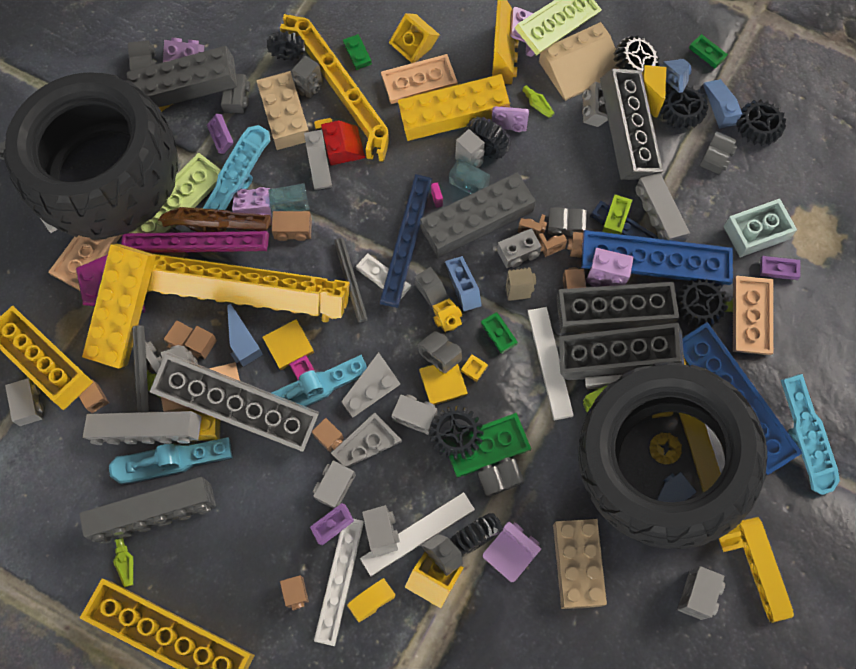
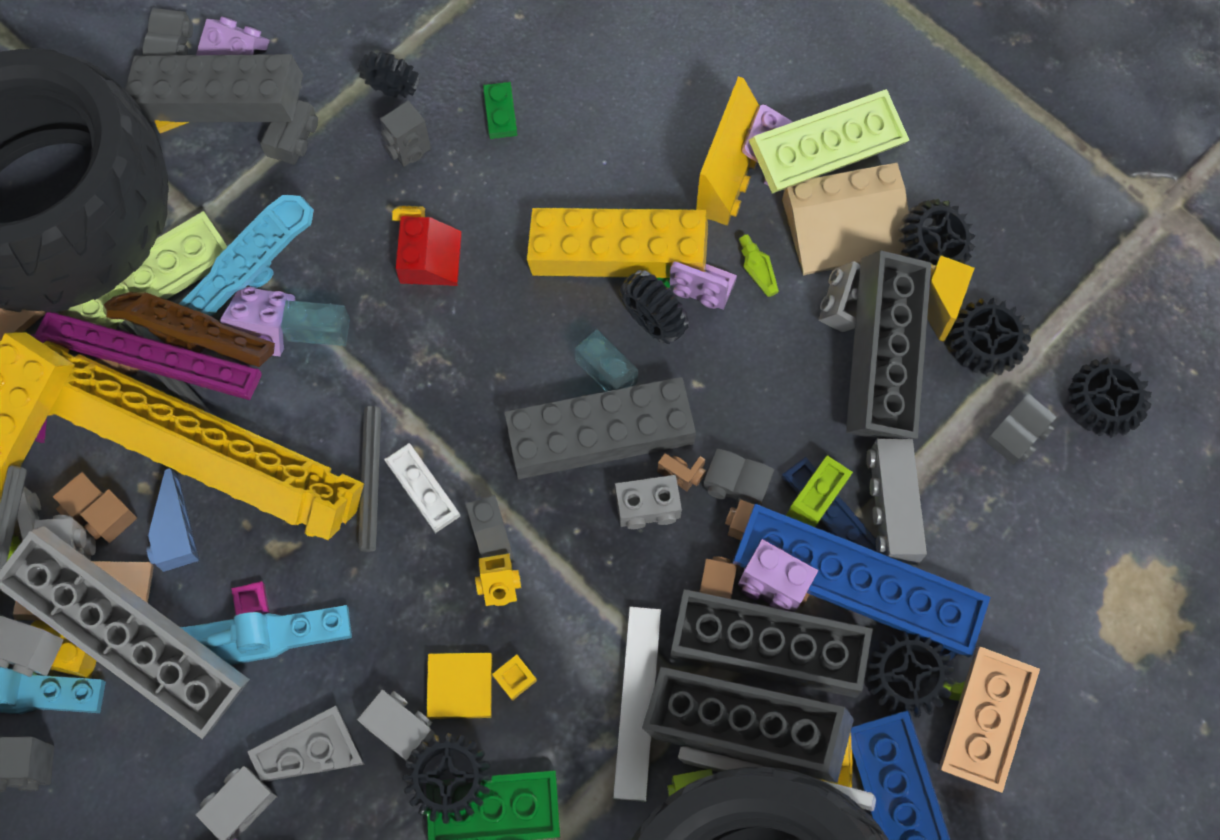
camera: 15 degrees right, 0 degrees up
(220, 133) = (246, 189): medium lavender plate -> none
(283, 110) = (353, 178): tan brick -> none
(288, 344) = (241, 556): yellow tile -> none
(291, 225) = (307, 366): medium nougat brick -> none
(318, 159) = (380, 271): light grey slope -> none
(328, 435) = (252, 721): medium nougat brick -> none
(341, 83) = (457, 156): yellow piece -> none
(371, 386) = (343, 662): light grey wing -> none
(406, 241) = (475, 440): dark blue tile -> none
(413, 37) = (594, 110): yellow slope -> none
(418, 78) = (581, 179): light nougat plate -> none
(436, 194) = (546, 377): dark pink tile -> none
(440, 351) = (468, 636): dark grey brick -> none
(463, 283) = (541, 534): medium blue slope -> none
(470, 149) = (619, 320): light grey brick -> none
(499, 332) = (572, 630): green plate -> none
(520, 284) = (627, 562): dark tan brick -> none
(553, 245) = (706, 509): medium nougat bracket -> none
(677, 73) = (995, 281): medium blue slope -> none
(708, 51) = (1061, 254): green plate -> none
(722, 103) = (1056, 347): medium blue slope -> none
(760, 227) = (1047, 575): light aqua brick -> none
(780, 267) = (1061, 650): medium lavender plate -> none

